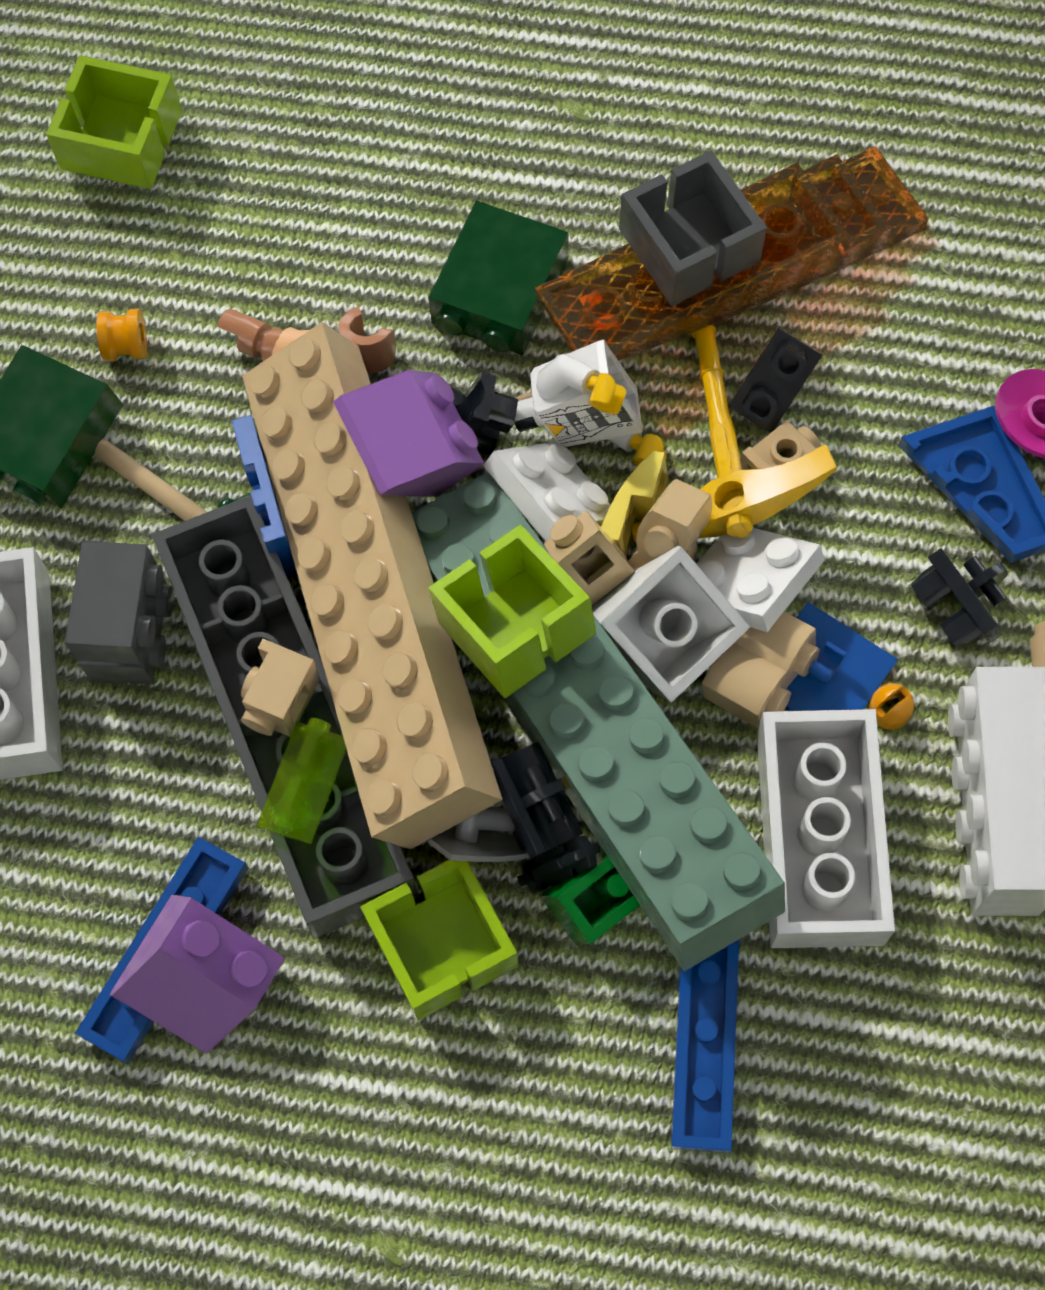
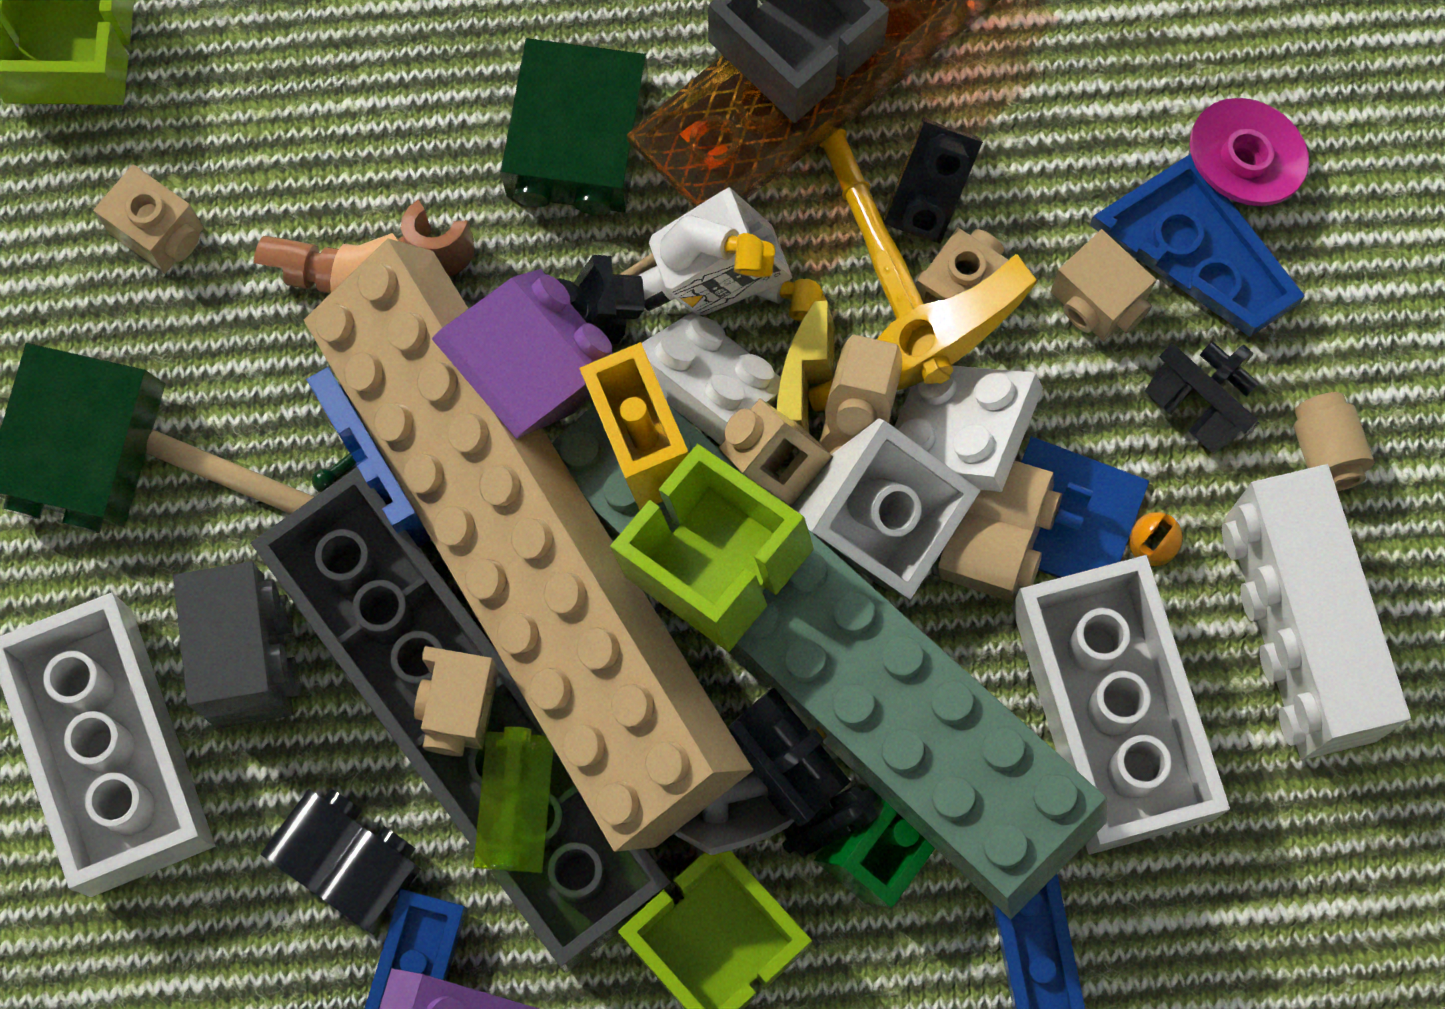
camera: 15 degrees left, 5 degrees up
(121, 335) = (140, 298): light orange wheel -> none
(145, 277) = (149, 219): none -> tan brick
(158, 803) = (342, 859): none -> black brick
(477, 497) = (636, 420): none -> yellow brick
(896, 495) = (1103, 288): none -> tan brick

